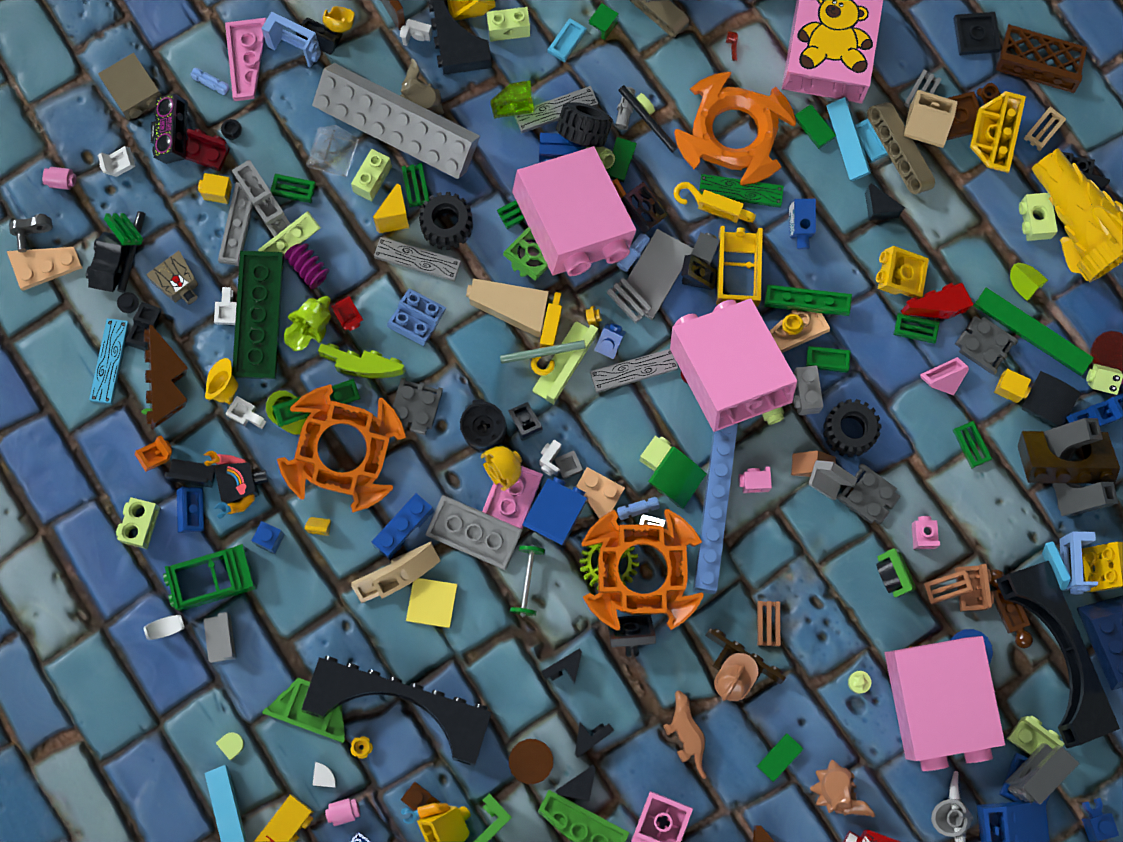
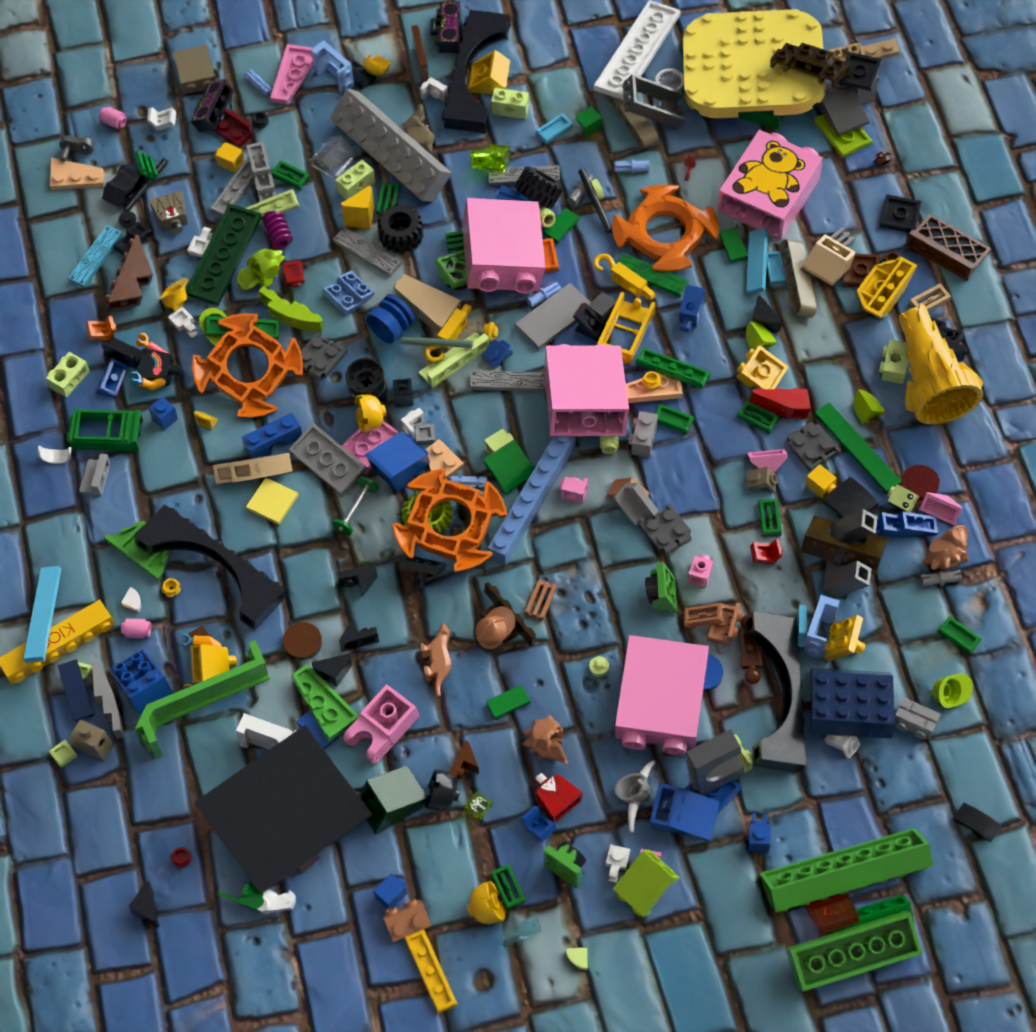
camera: 25 degrees right, 15 degrees down
(231, 744) = (70, 554): yellowish green tile -> none
(479, 339) = (390, 318): none -> blue wheel
(617, 287) = (519, 315): light grey tile -> none
(656, 210) = (566, 251): black piece -> none
(670, 62) = (631, 166): none -> light blue axle
(860, 413) = (668, 485): black tyre -> none
(883, 232) = (759, 335): none -> lime brick
(948, 403) = (760, 479): none -> dark tan bracket
(986, 489) = (766, 553): none -> red bracket

